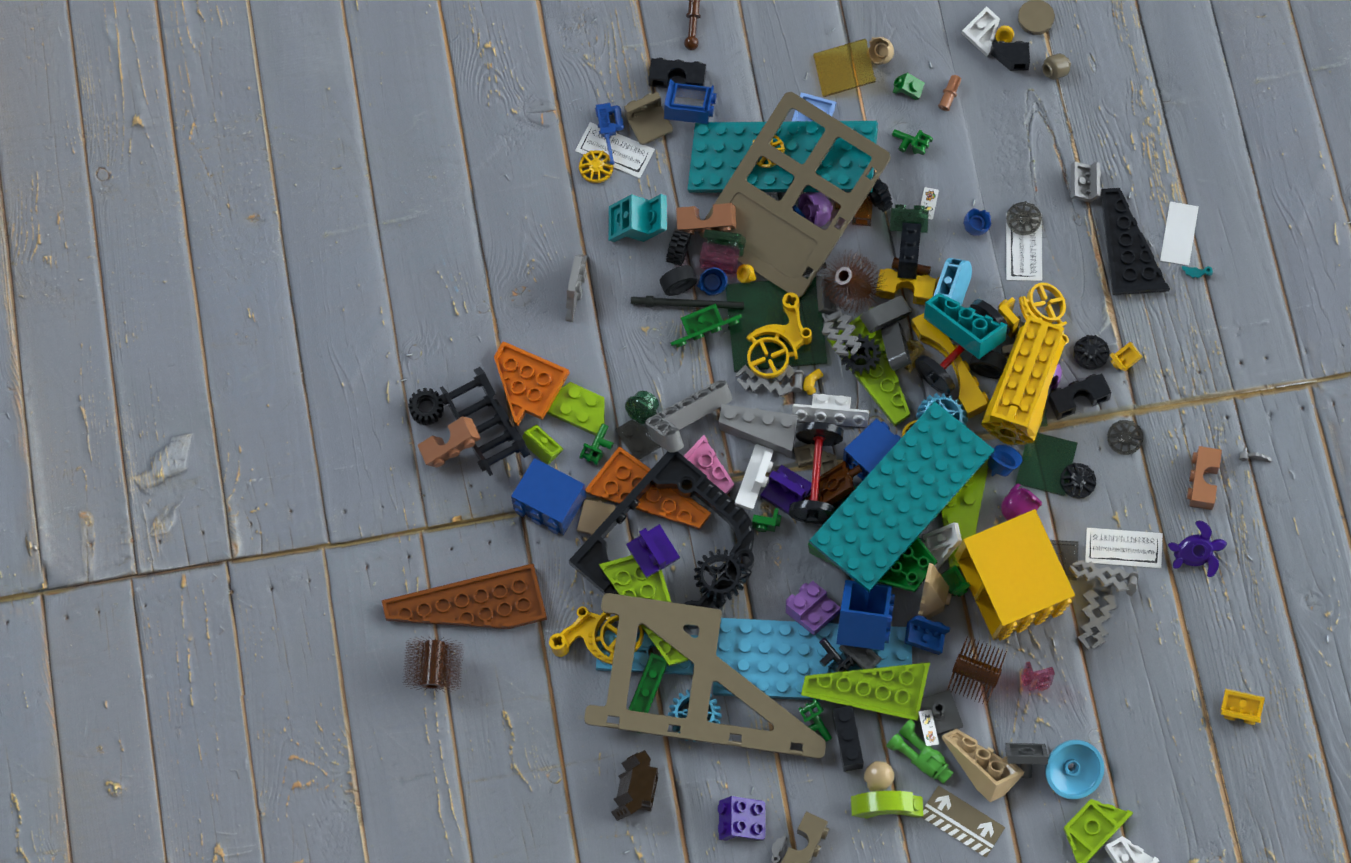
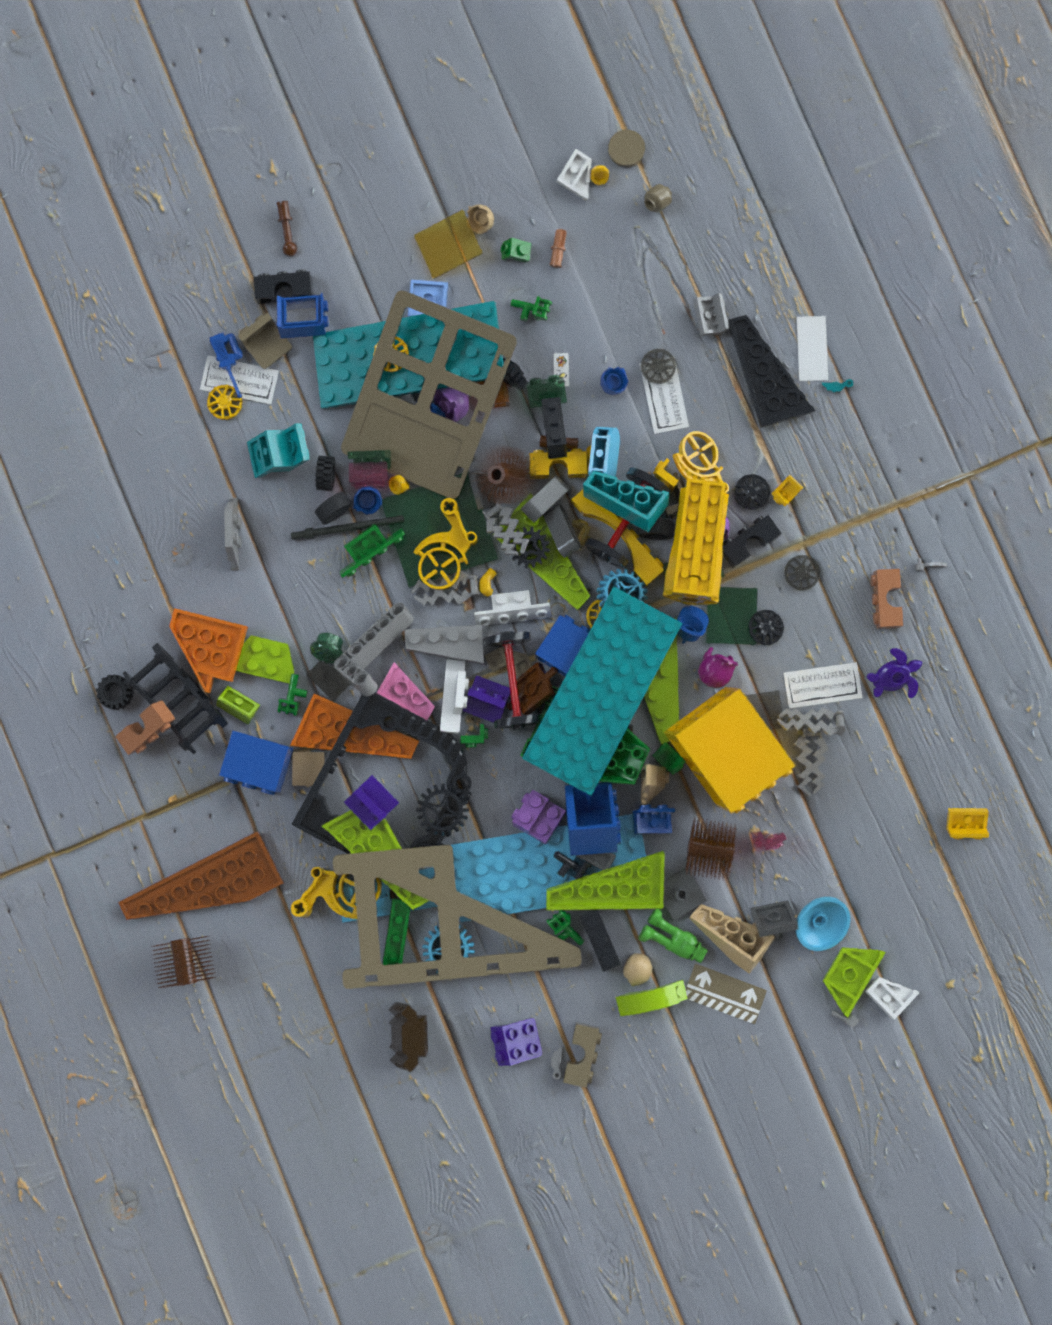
camera: 15 degrees left, 15 degrees up
(722, 219) = (362, 434): nougat arch -> none
(928, 727) = (675, 912): white sticker -> none
(943, 542) = (649, 723): white wing -> none
(1012, 55) = (612, 195): black slope -> none

